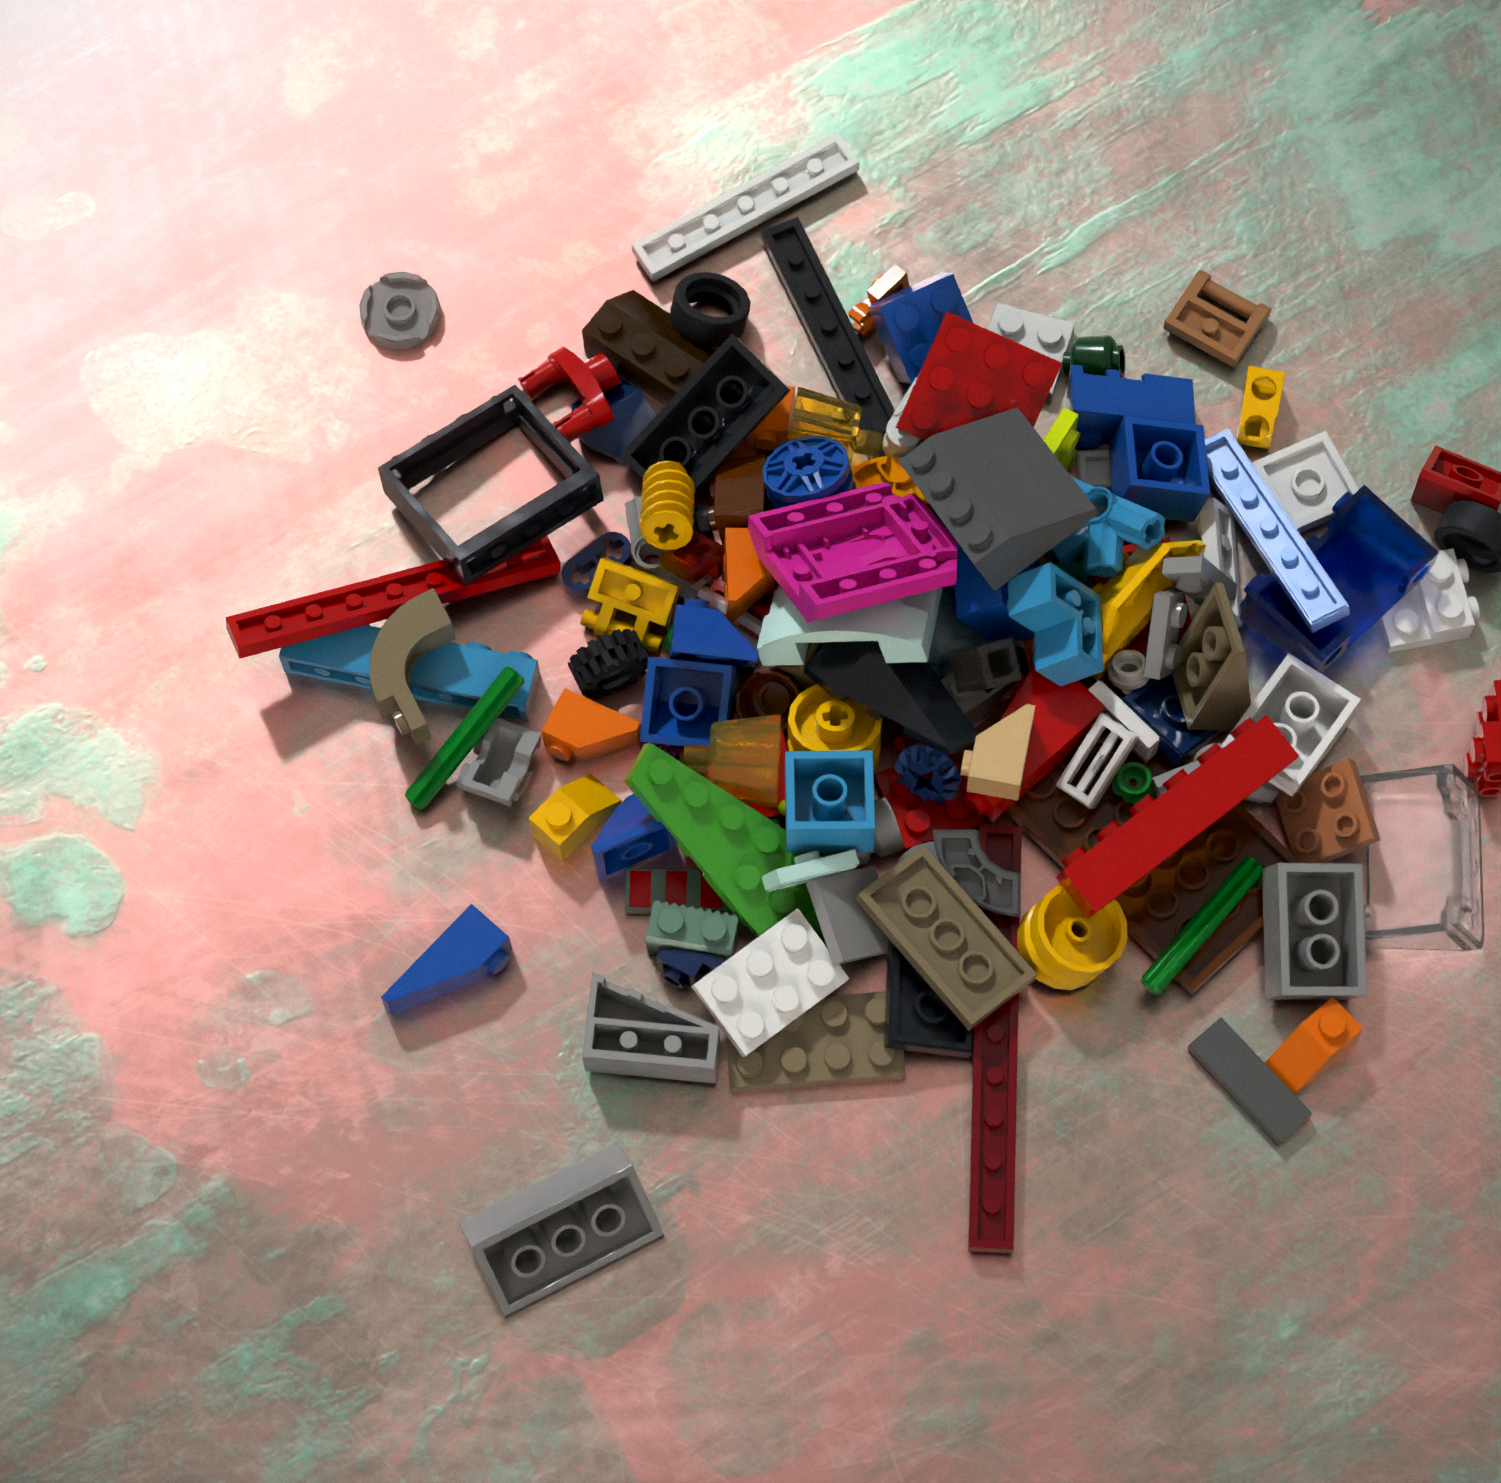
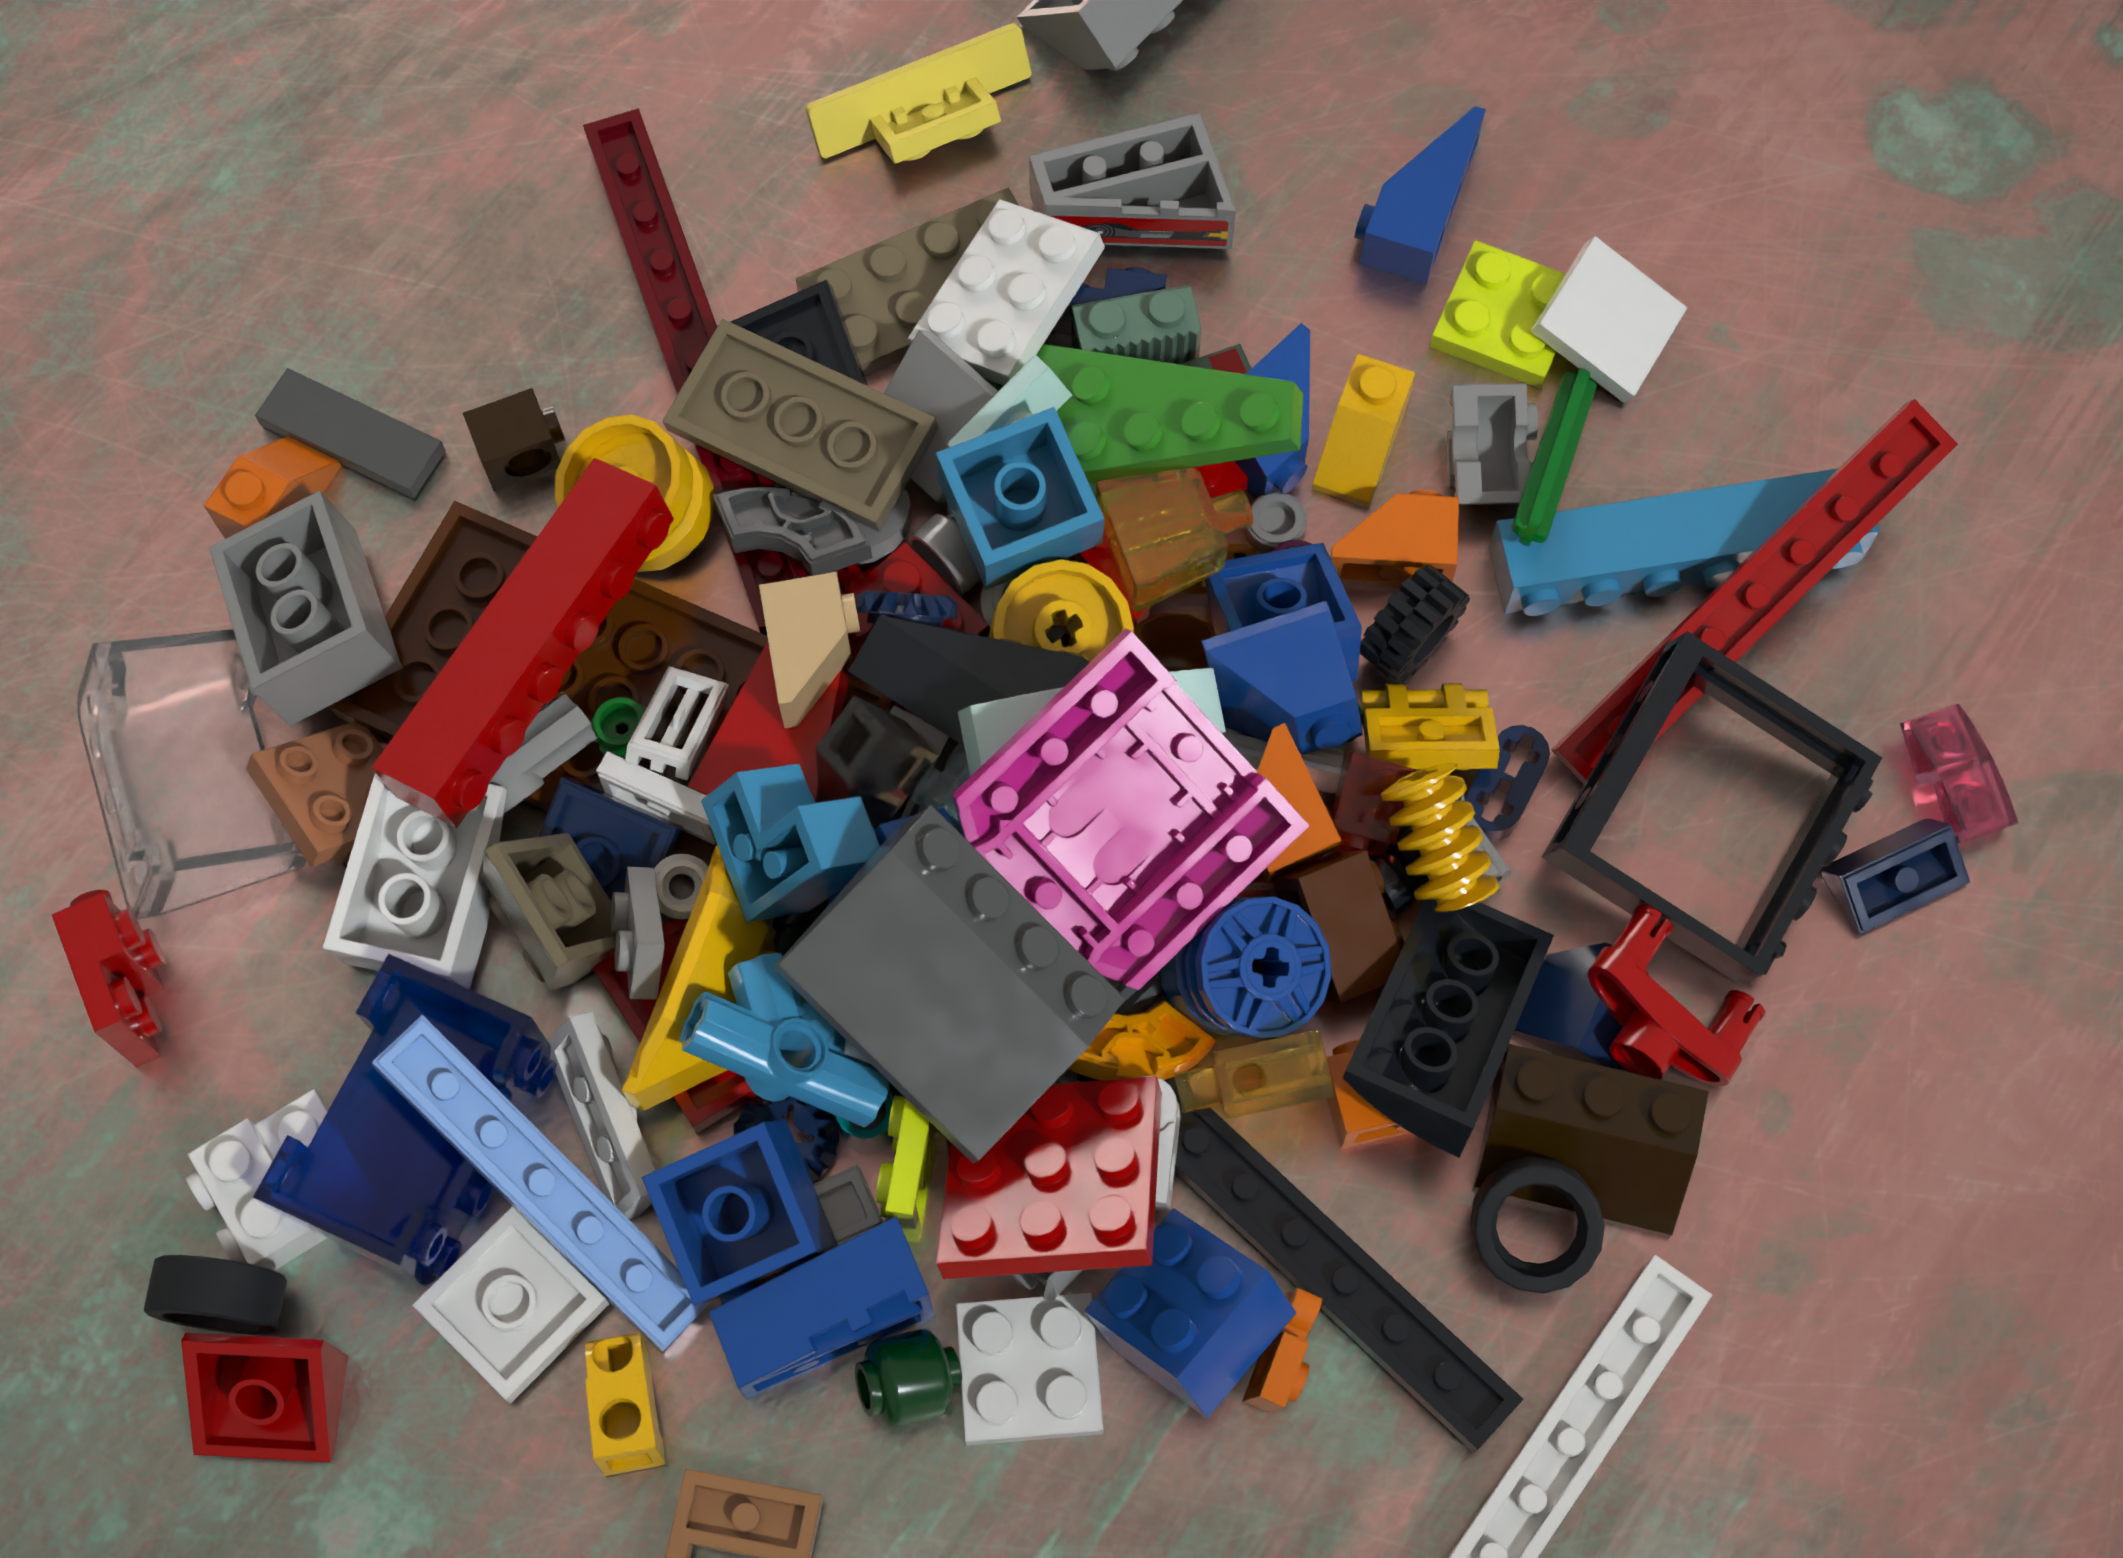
camera: 155 degrees right, 0 degrees up
(325, 465) = (1966, 780): none -> clear pink slope
(375, 827) = (1609, 319): none -> white tile
(391, 430) = (1896, 874): none -> dark blue slope
(399, 310) = (1996, 1063): light grey tile -> none
(401, 642) = (1700, 484): dark tan arch -> none
(434, 868) = (1494, 312): none -> neon yellow plate
(760, 1167) = (925, 100): none -> light yellow bracket
(1138, 1023) = (515, 438): none -> dark brown brick
(1196, 577) = (611, 1016): light grey plate -> none
(1202, 925) = (463, 575): green axle -> none

